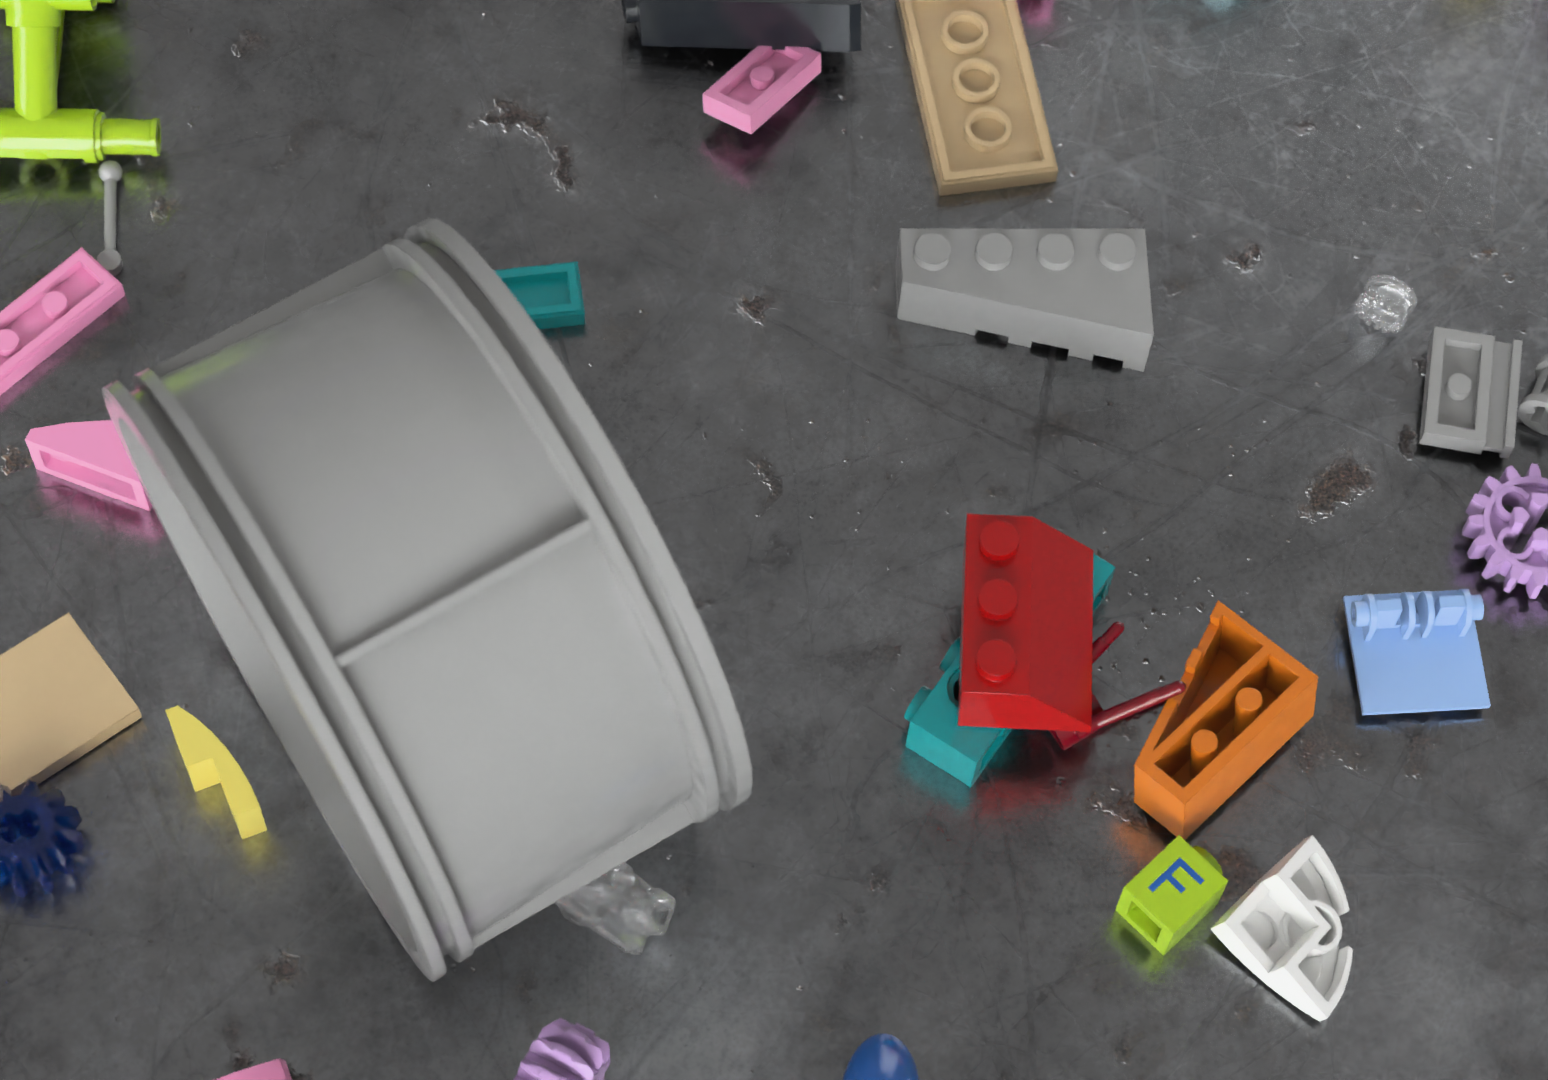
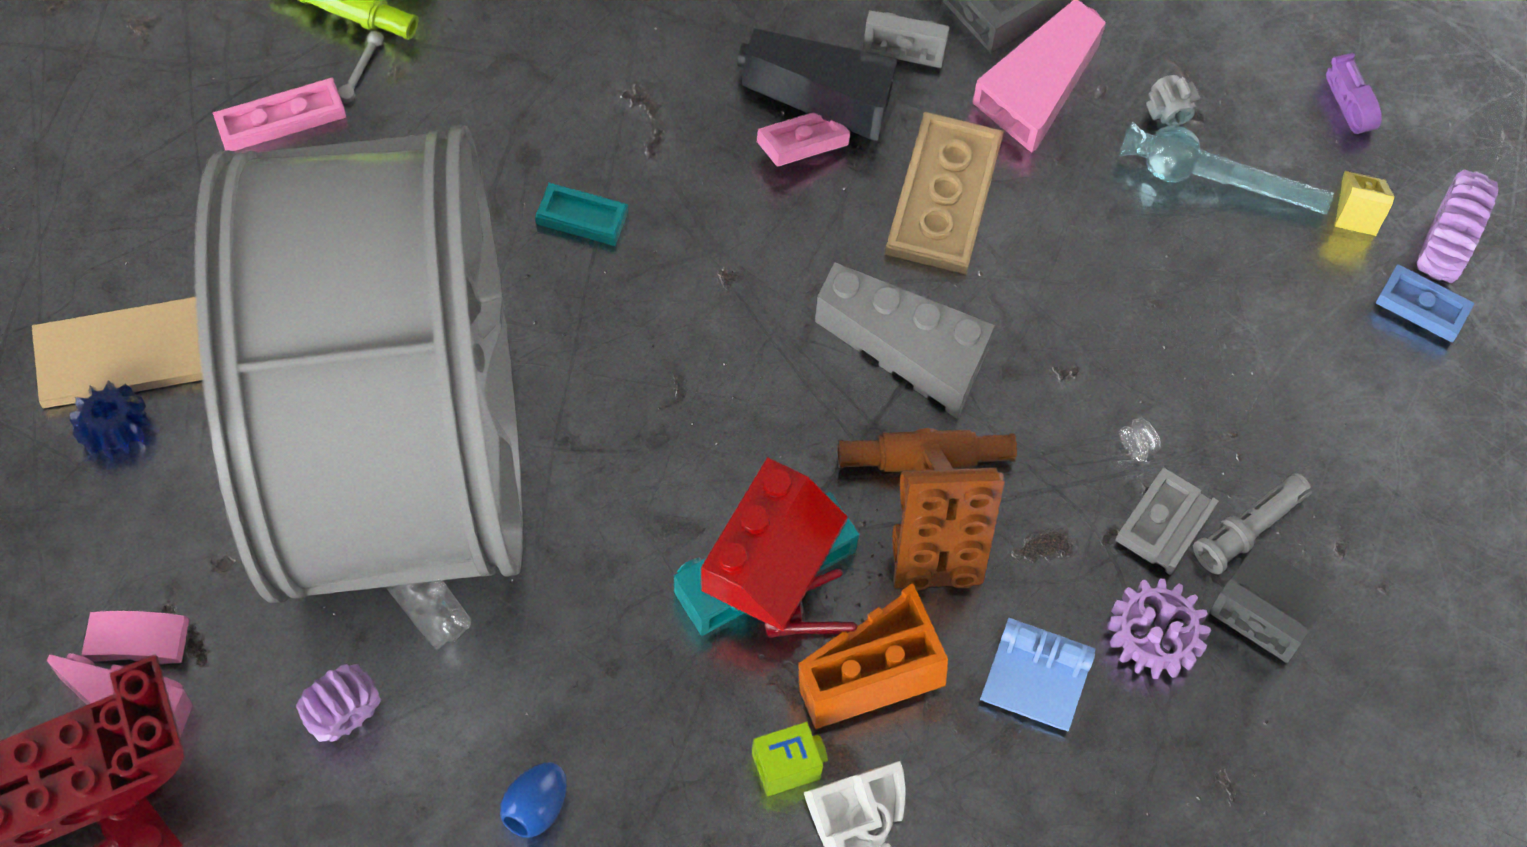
camera: 25 degrees right, 0 degrees up
(1226, 487) = (944, 500): none -> dark orange plate

